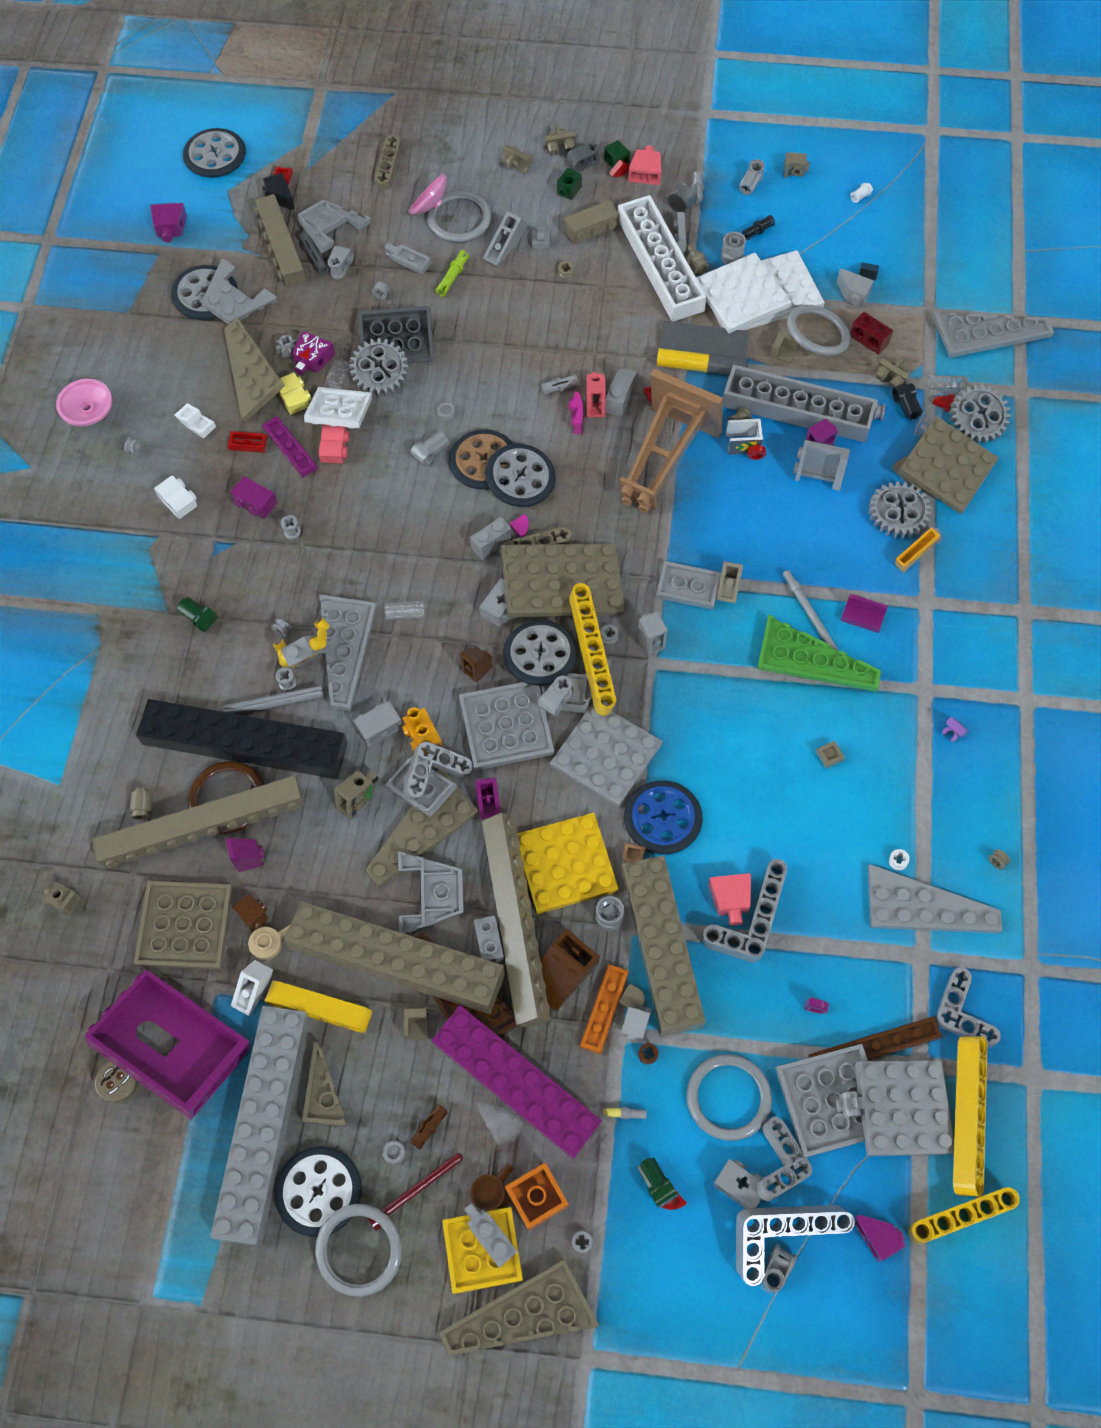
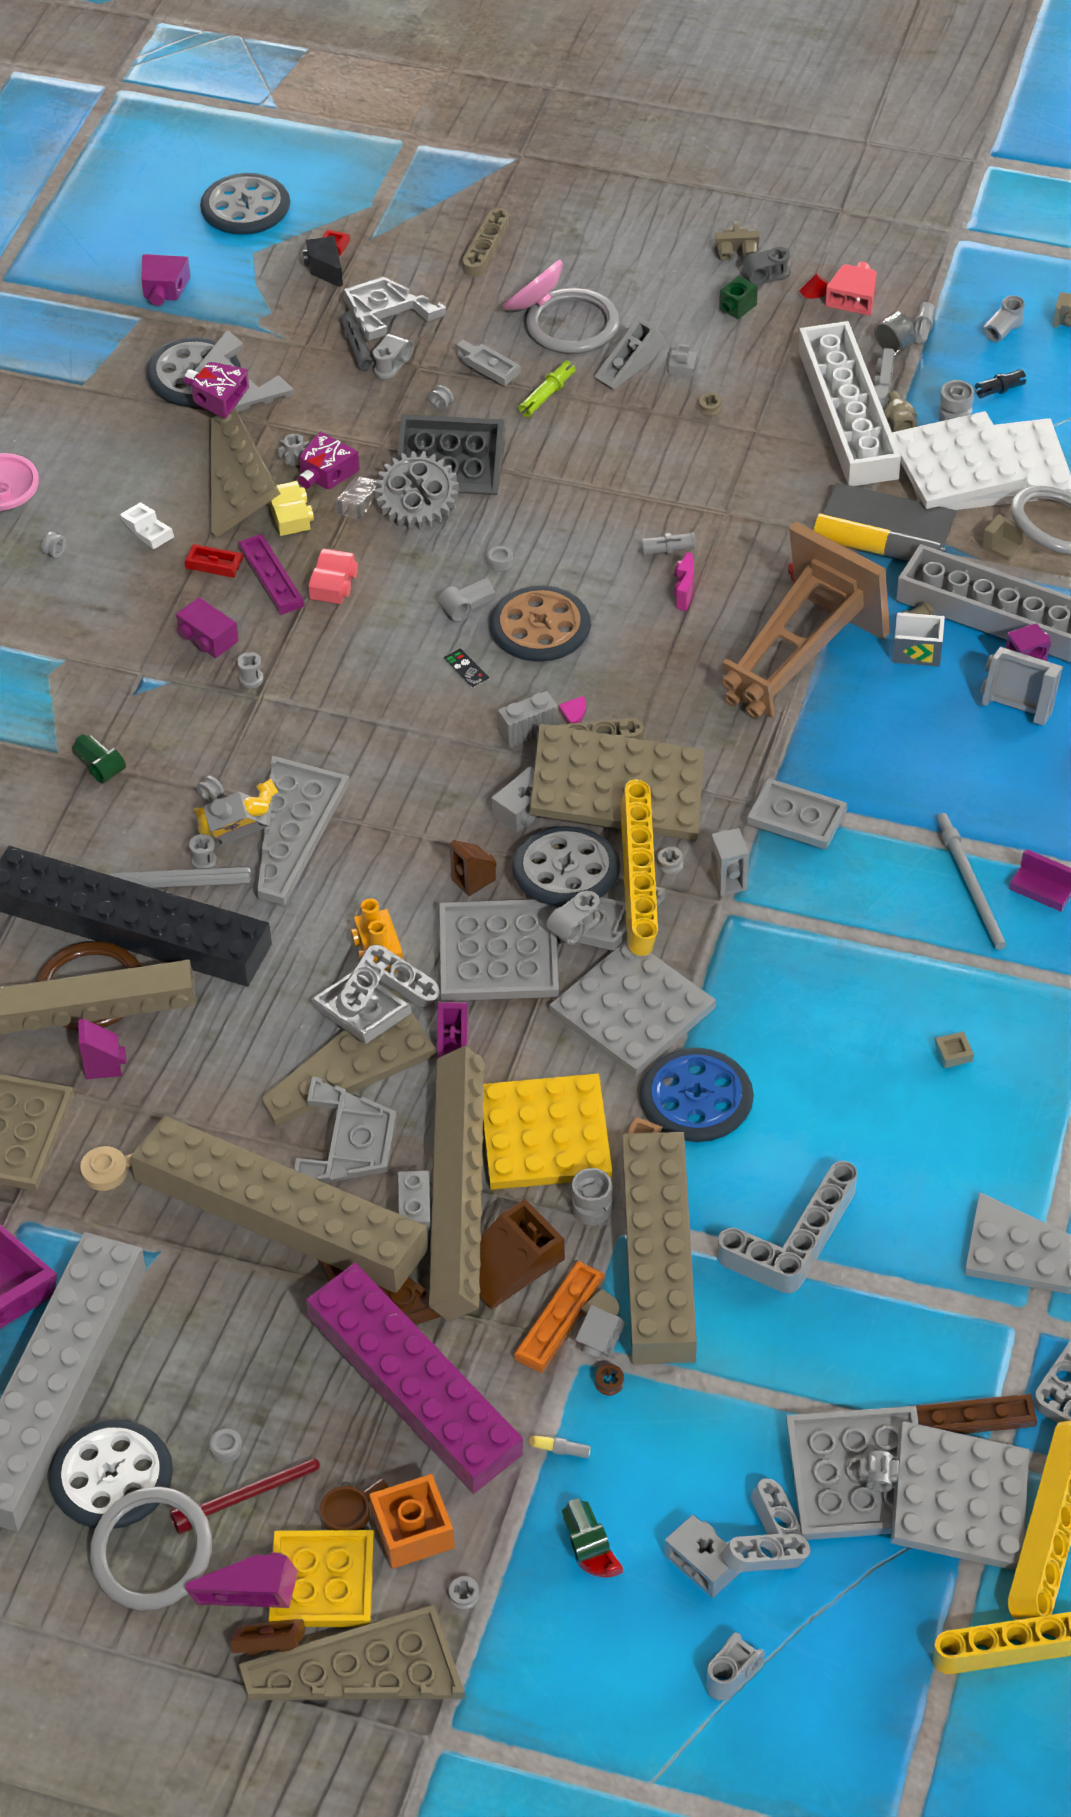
camera: 10 degrees right, 15 degrees down
(176, 497) = (100, 613): white brick -> none
(224, 306) = (218, 387): none -> magenta torso
(251, 912) = (92, 1125): reddish brown brick -> none
(251, 987) = (73, 1214): white slope -> none
(280, 241) = (312, 320): dark tan brick -> none
(319, 1006) = (167, 1253): yellow beam -> none
(321, 1099) = (140, 1362): dark tan wing -> none
(338, 407) = (348, 531): white plate -> none
(354, 793) = (267, 1000): dark tan torso -> none
(378, 723) = (319, 923): light grey brick -> none
(404, 610) = (386, 791): clear axle -> none
(415, 1024) = (290, 1292): dark tan panel -> none
(428, 1126) = (280, 1419): reddish brown pin -> none
(435, 1268) = (249, 1583): none -> magenta slope
(439, 501) = (466, 668): none -> black sticker
(454, 1307) = (268, 1636): none -> reddish brown plate
(490, 1236) = (336, 1556): light grey hinge -> none
(500, 1123) = (381, 1428): clear slope -> none
(506, 493) = (597, 676): wedge -> none
(516, 159) = (669, 258): dark tan hips -> none
(591, 222) = (759, 348): dark tan brick -> none
(595, 387) = (716, 552): coral torso -> none
(616, 151) = (812, 263): dark green brick -> none
(620, 391) = (752, 563): light grey slope -> none
(704, 1123) = (706, 1495): light grey wedge -> none
(729, 582) = (856, 814): dark tan slope -> none
(731, 896) = (771, 1201): coral torso -> none
(756, 452) = (933, 661): red tile -> none
(782, 1227) = (752, 1608): light grey beam -> none
(804, 656) = (949, 924): bright green wing -> none
(816, 1006) = (863, 1354): magenta tile -> none
(880, 1236) = (888, 1648): magenta slope -> none
(899, 852) = (1020, 1188): white bush -> none

